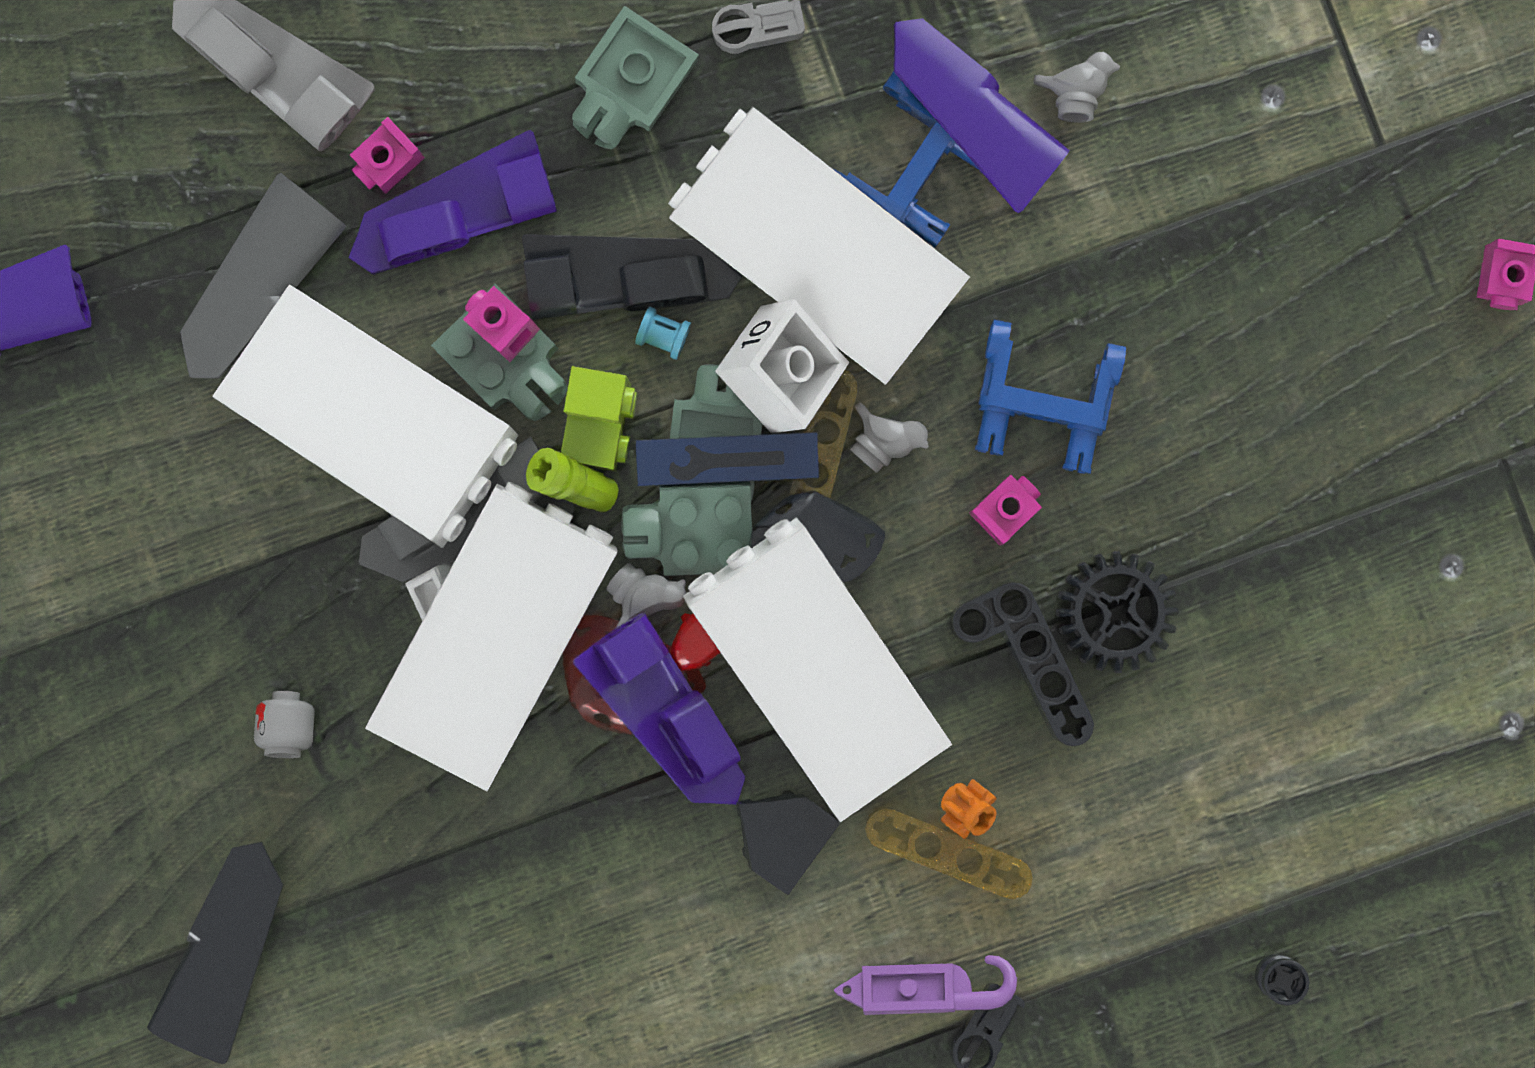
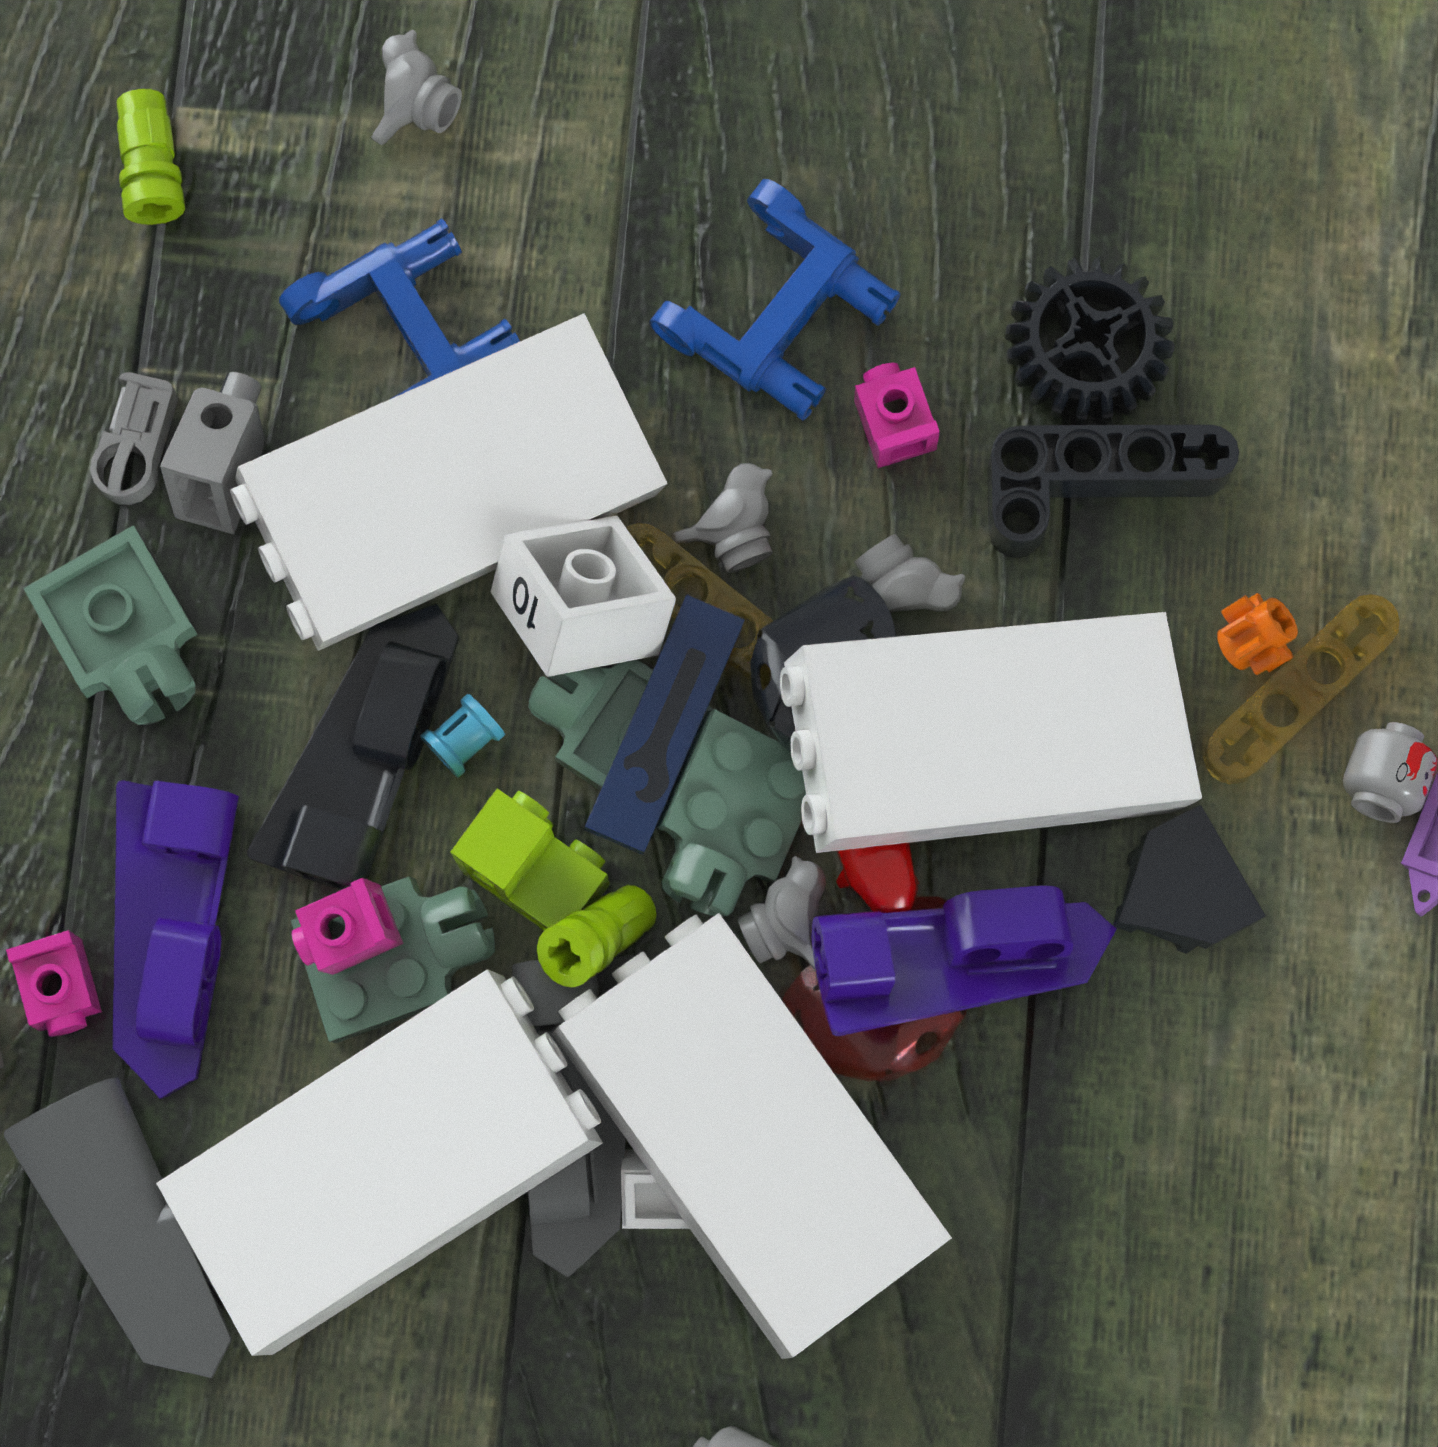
camera: 60 degrees left, 10 degrees down
(758, 80) = (207, 448): none -> light grey torso
(898, 568) = (908, 580): none -> light grey animal
(916, 934) = (1390, 772): none -> light grey head
(967, 104) = (361, 227): dark purple panel -> none

